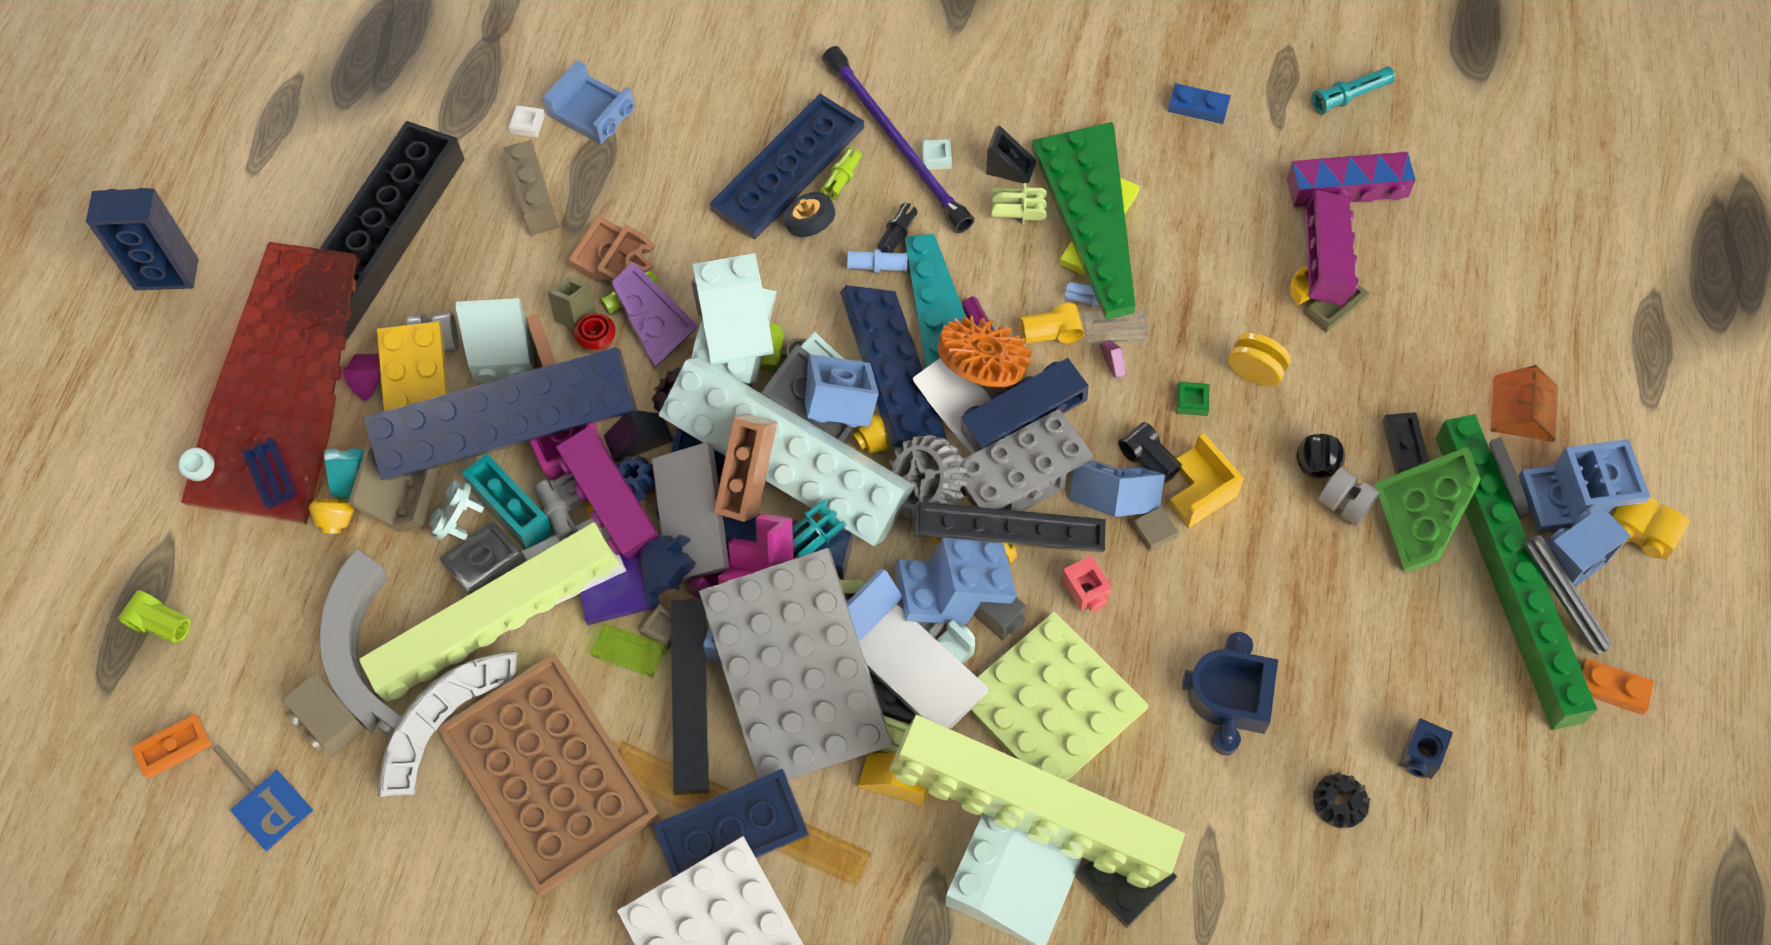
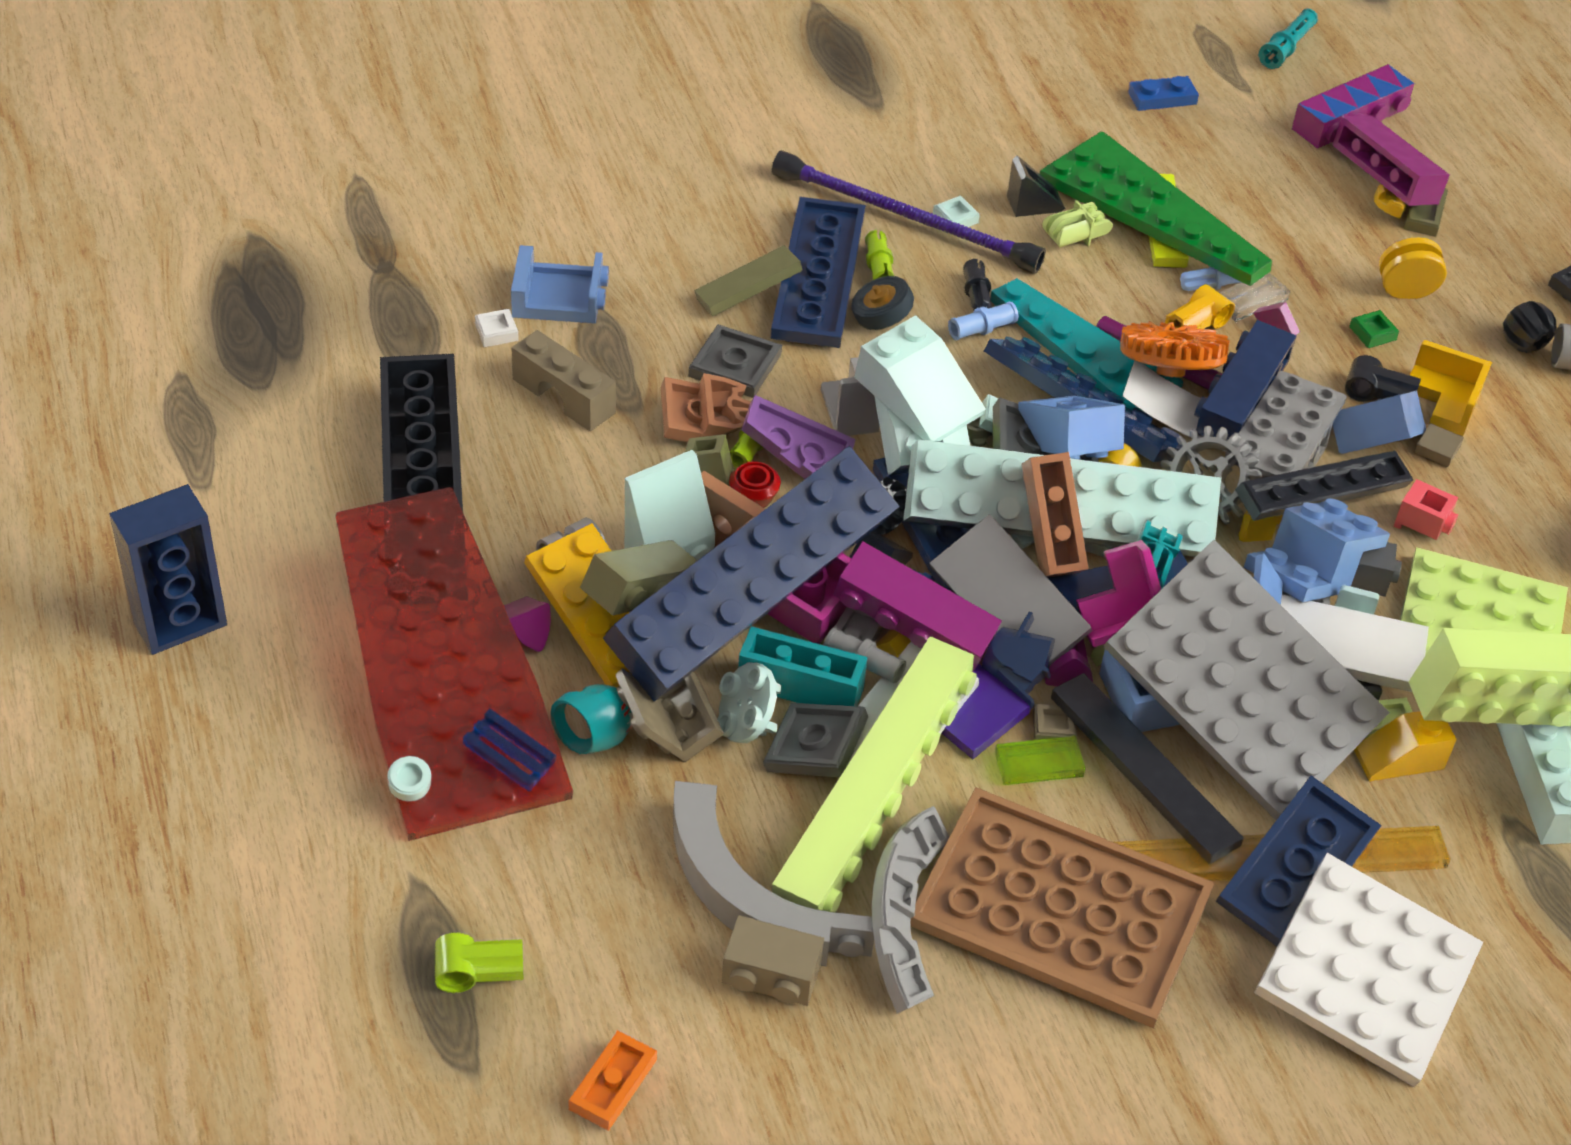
camera: 35 degrees left, 15 degrees down
(270, 808) = (775, 1092): blue piece -> none
(331, 514) = (605, 768): yellow cone -> none
(422, 378) = (631, 575): none -> olive brick
(671, 219) = (736, 357): none -> dark grey tile
(725, 154) = (748, 280): none -> olive tile

